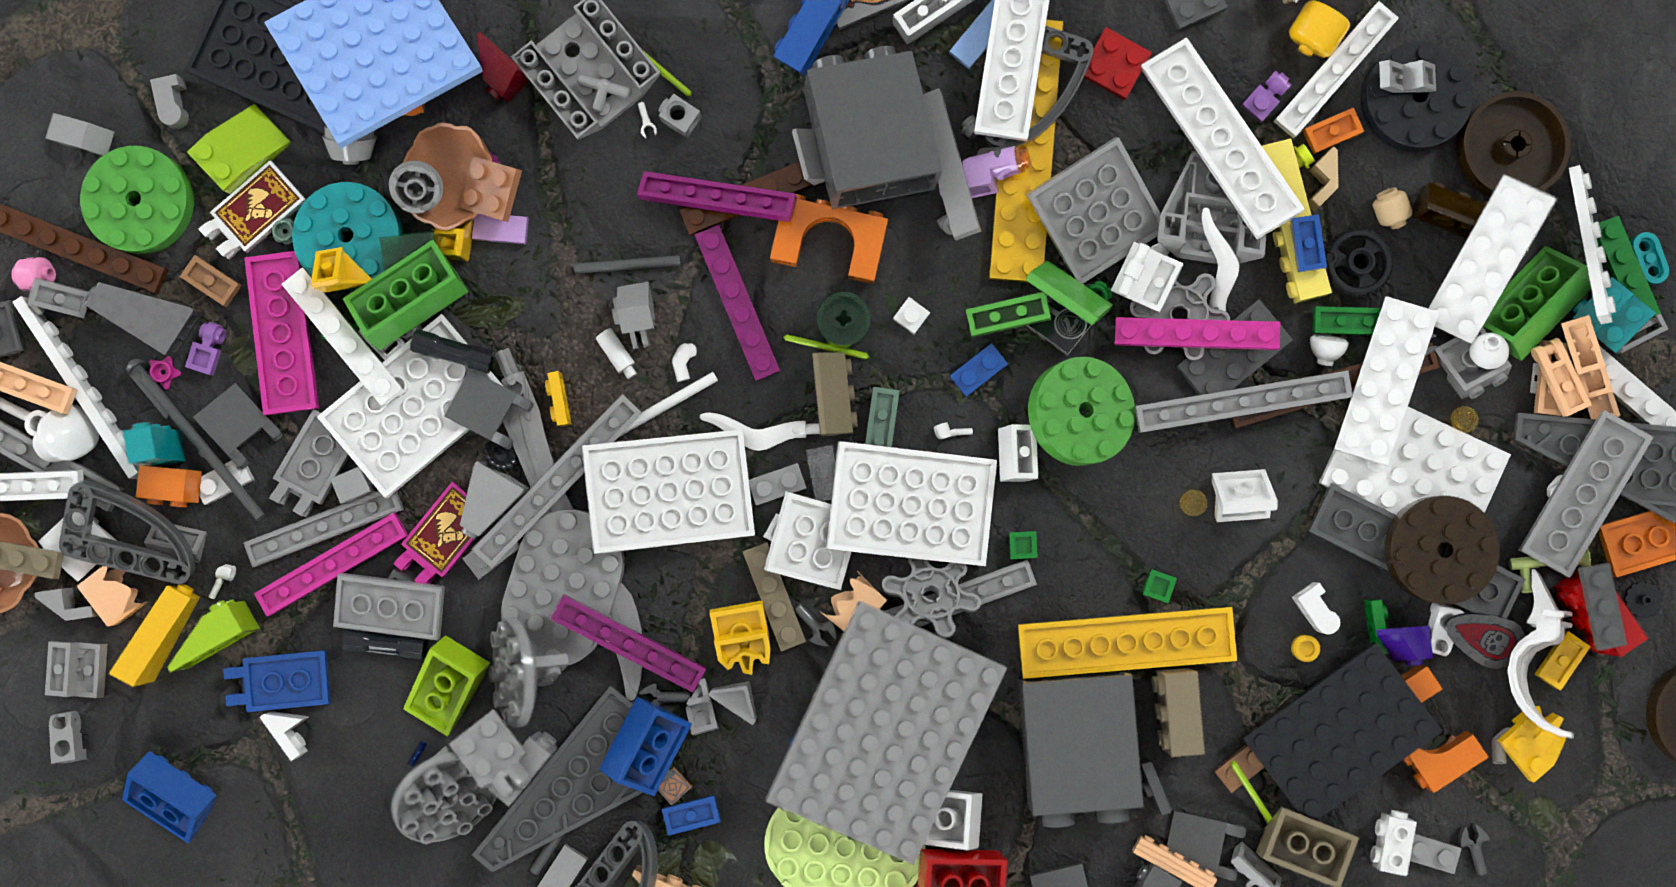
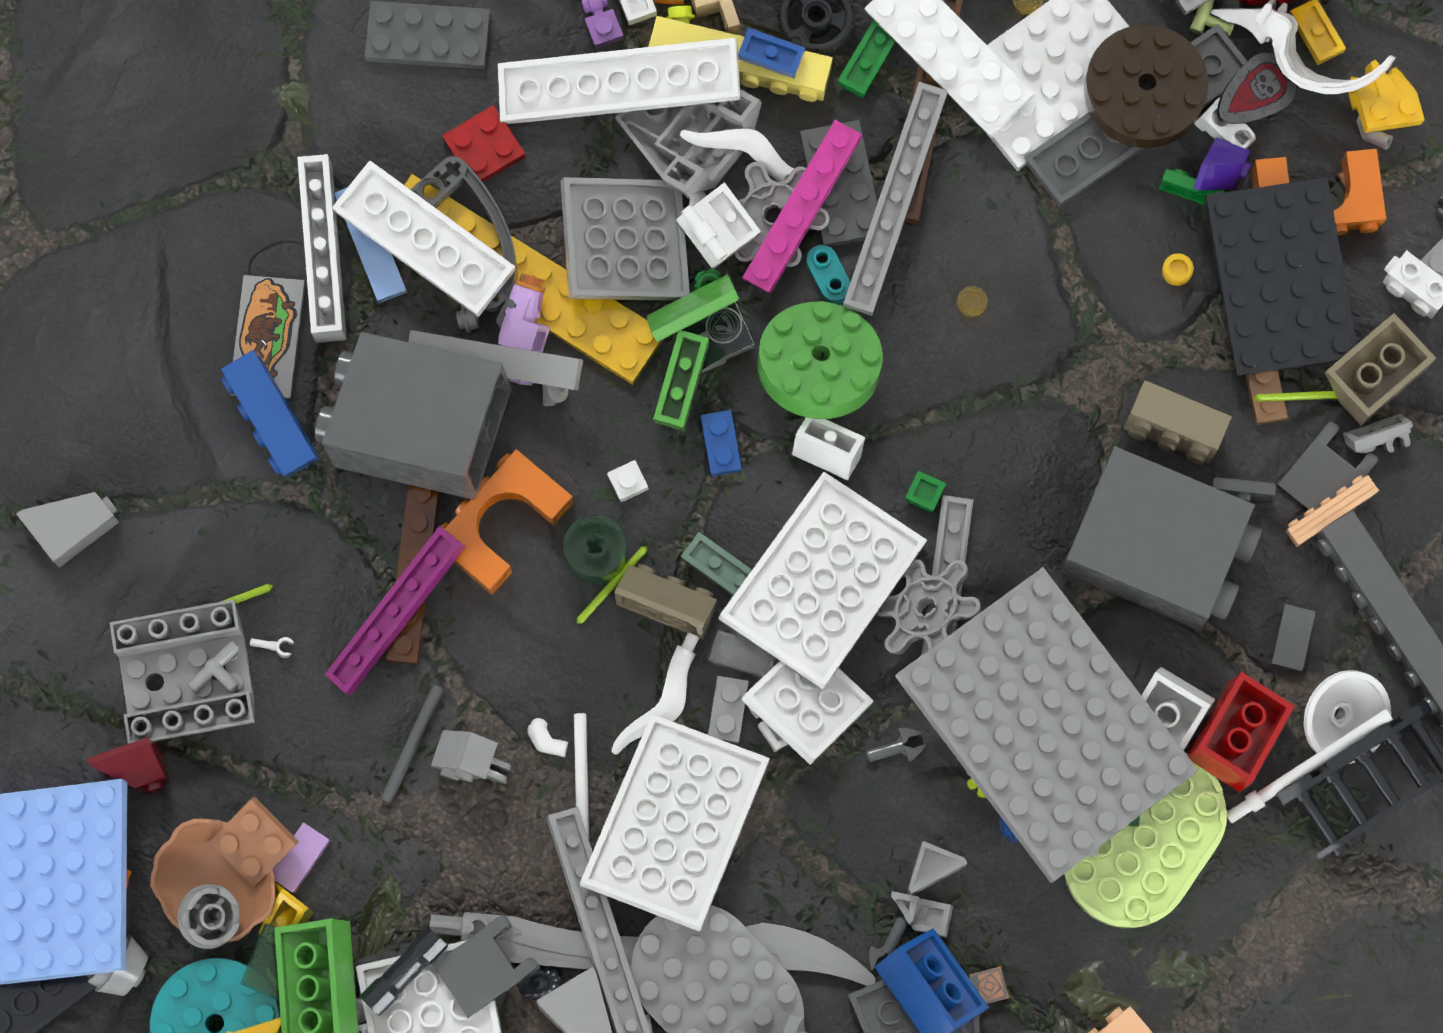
camera: 65 degrees left, 10 degrees down
(560, 409) = (527, 894): yellow plate -> none
(616, 353) = (499, 803): white cylinder -> none
(627, 643) = (812, 948): magenta plate -> none
(687, 123) = (301, 610): light grey brick -> none
(691, 815) = (1029, 981): blue plate -> none
(737, 303) = (516, 651): magenta plate -> none
(741, 635) = (866, 828): yellow plate -> none
(775, 599) = (845, 775): dark tan plate -> none
(808, 155) = (406, 493): light grey slope -> none
(845, 602) = (894, 702): light nougat piece -> none
(943, 431) = (765, 511): white hand -> none
(1127, 642) = (1079, 441): yellow plate -> none
(1156, 380) = (827, 273): none -> teal plate
(1159, 586) = (1039, 378): green plate -> none
(1243, 495) = (991, 248): white bracket -> none
(1316, 610) = (1143, 238): white leg -> none
(1327, 348) = (886, 91): white brick -> none

